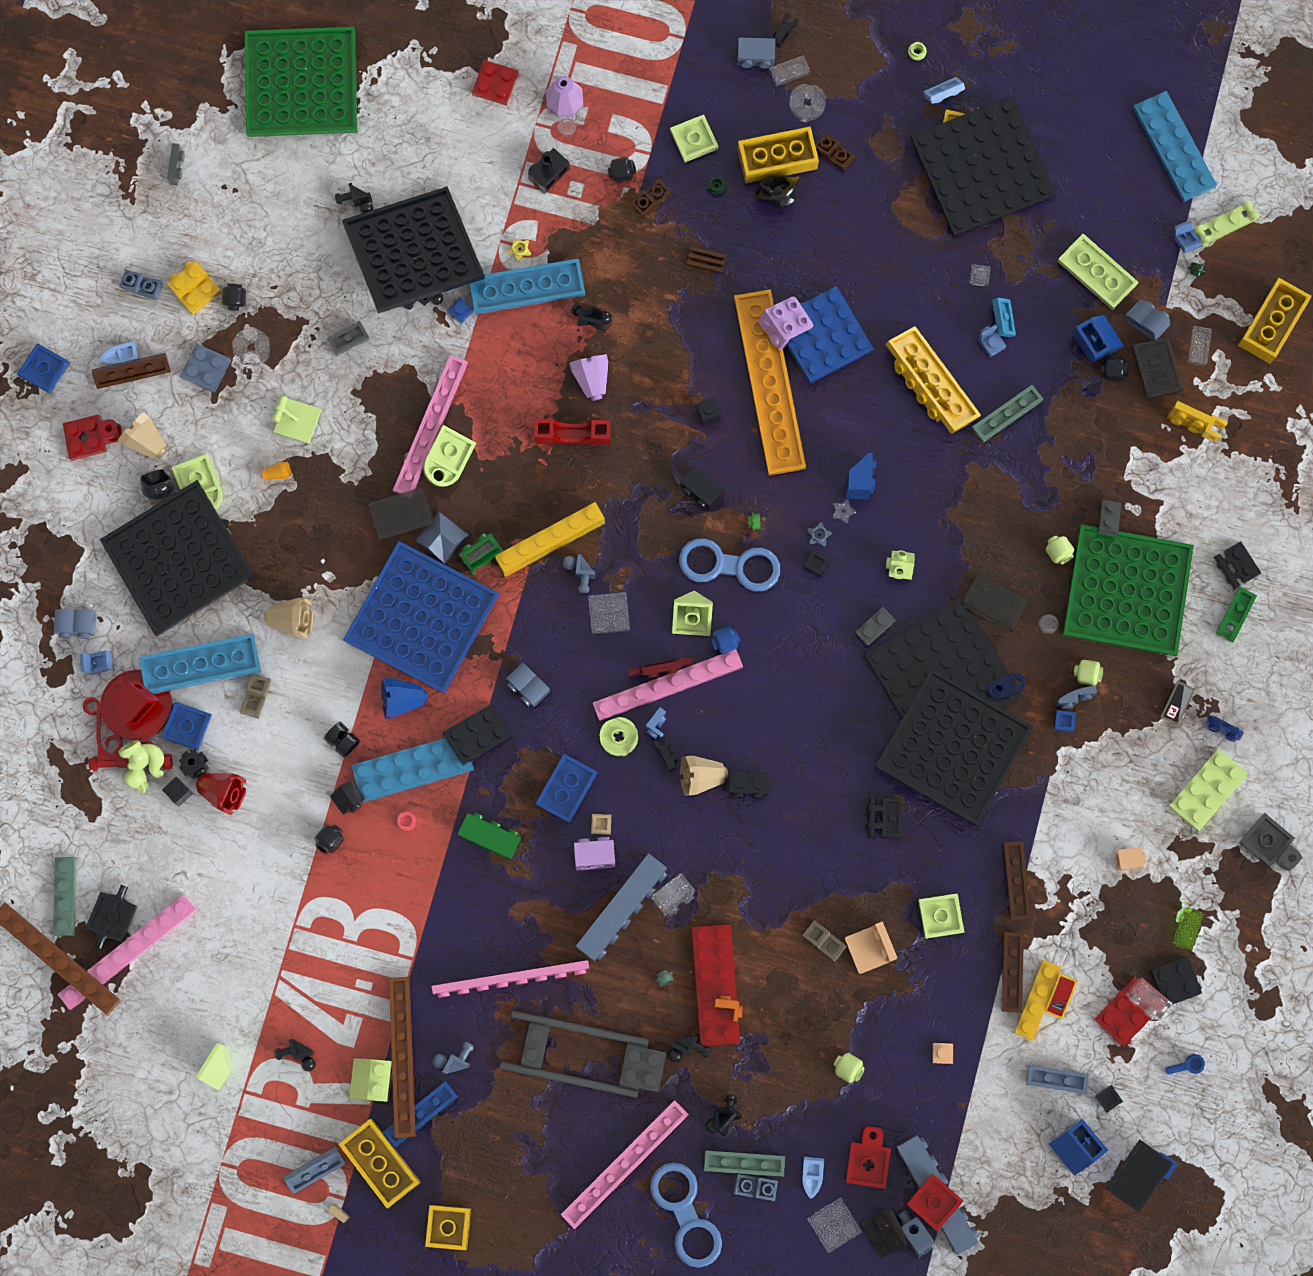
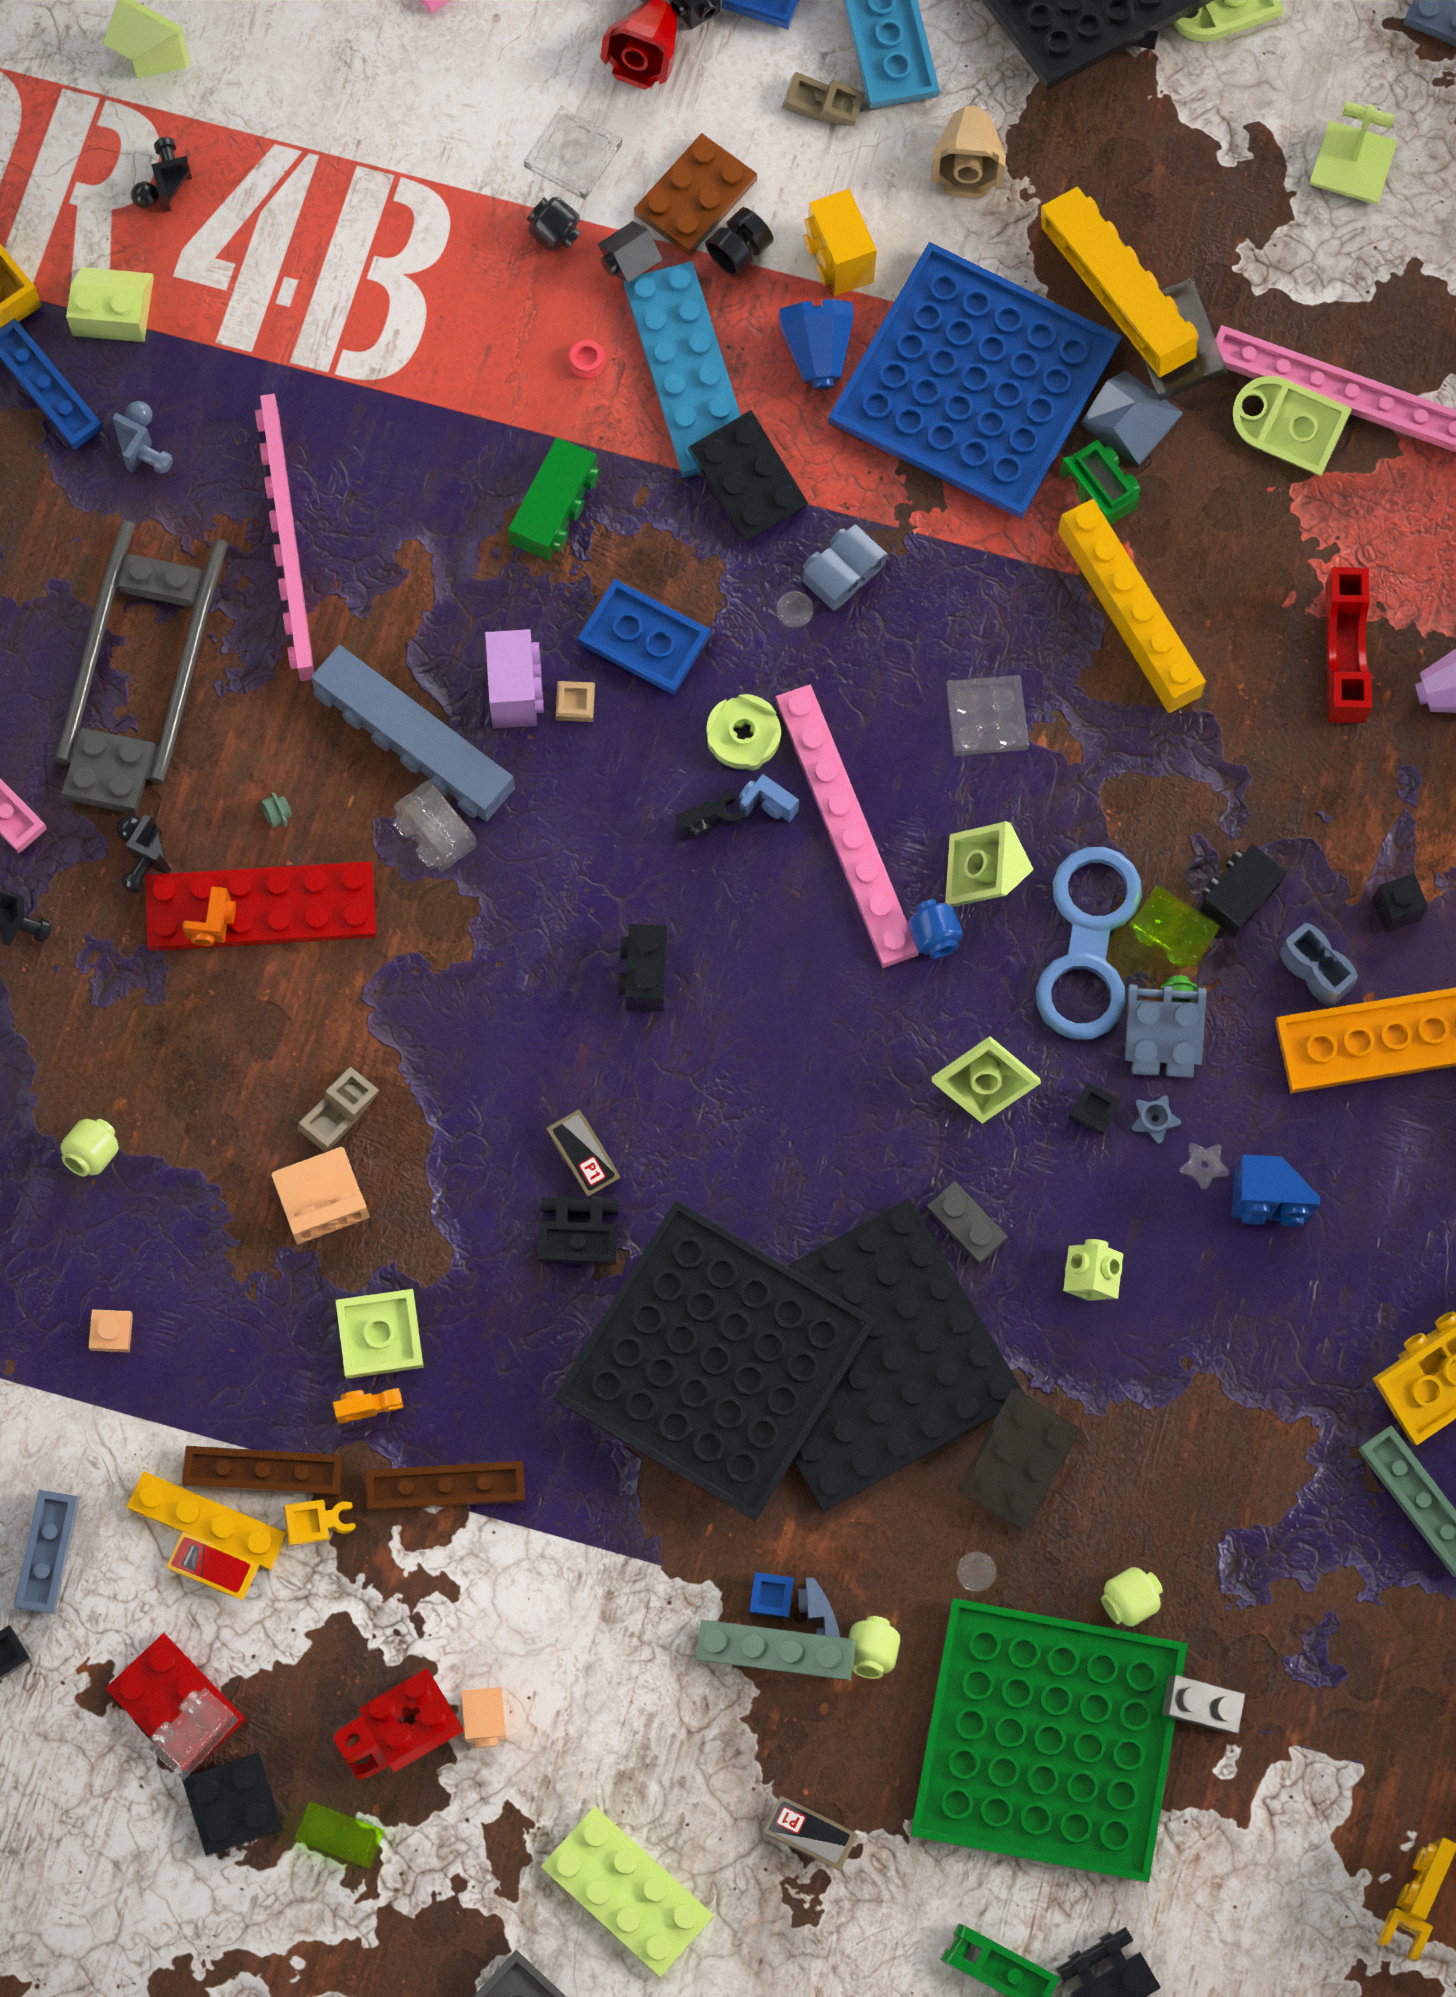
camera: 90 degrees right, 5 degrees down
(277, 471) = (1253, 130): light orange cone -> none
(310, 764) = (695, 194): none -> dark orange plate
(346, 685) = (840, 243): none -> yellow brick
(370, 540) = (1119, 281): none -> yellow brick
(402, 1057) = (147, 348): dark orange plate -> none
(550, 711) = (795, 609): none -> clear plate
(582, 570) = (1074, 664): sand blue piece -> none
(668, 667) = (878, 812): dark red plate -> none
(701, 774) = (666, 878): tan cone -> none
(722, 522) = (1174, 927): none -> clear neon green bracket
(746, 449) = (1325, 970): none -> sand blue brick
(777, 528) = (1164, 1031): none -> sand blue plate
(806, 615) = (986, 1080): none -> yellowish green slope
(844, 816) = (582, 1152): none -> slope
(978, 926) = (358, 1406): none -> light orange plate
(1007, 686) = (841, 1474): clear blue plate -> none
(1037, 947) = (310, 1522): none -> yellow plate
(1093, 718) = (776, 1650): none -> sand green plate
(1142, 907) = (389, 1738): none -> red plate
(1194, 1064) = (64, 1831): blue plate -> none
(1217, 725) = (745, 1943): clear blue plate -> none

